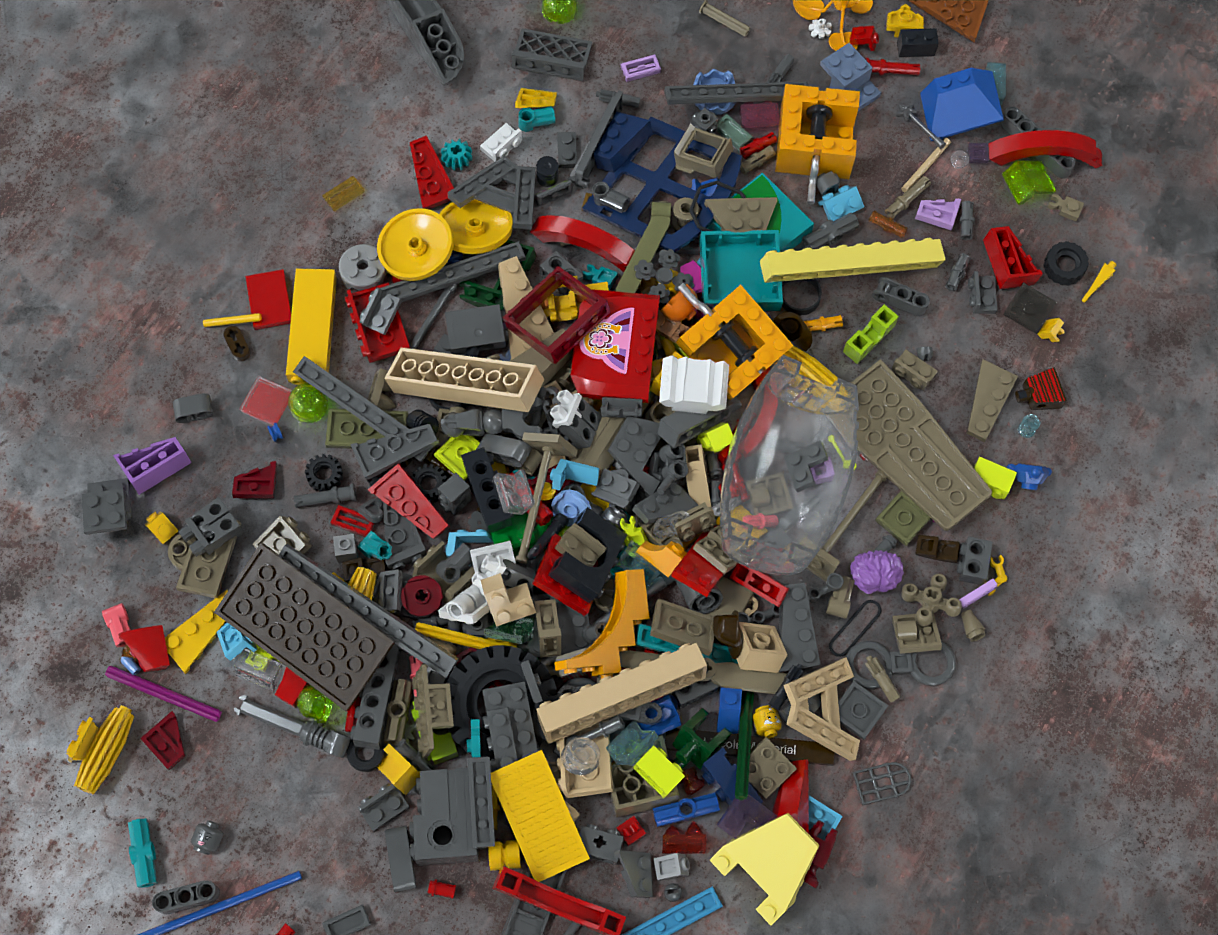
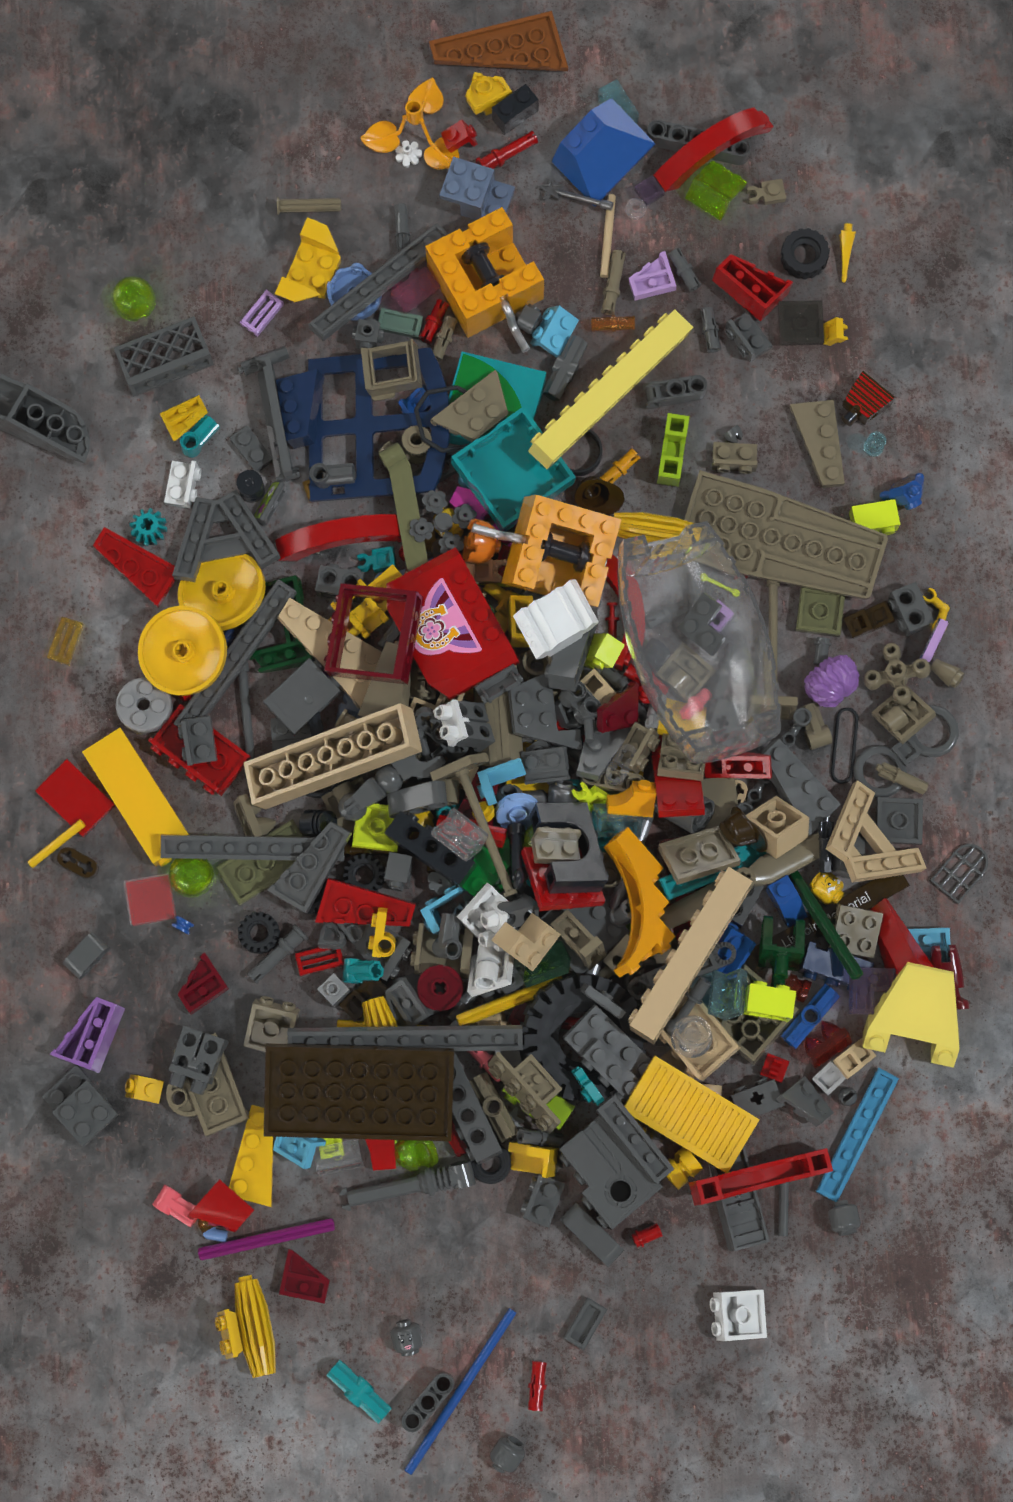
camera: 30 degrees left, 10 degrees up
(411, 520) = (379, 922): none -> yellow plate
(696, 865) = (853, 1059): none -> tan slope
(698, 57) = (312, 265): none -> yellow piece
(698, 486) = (619, 711): none -> dark red wing

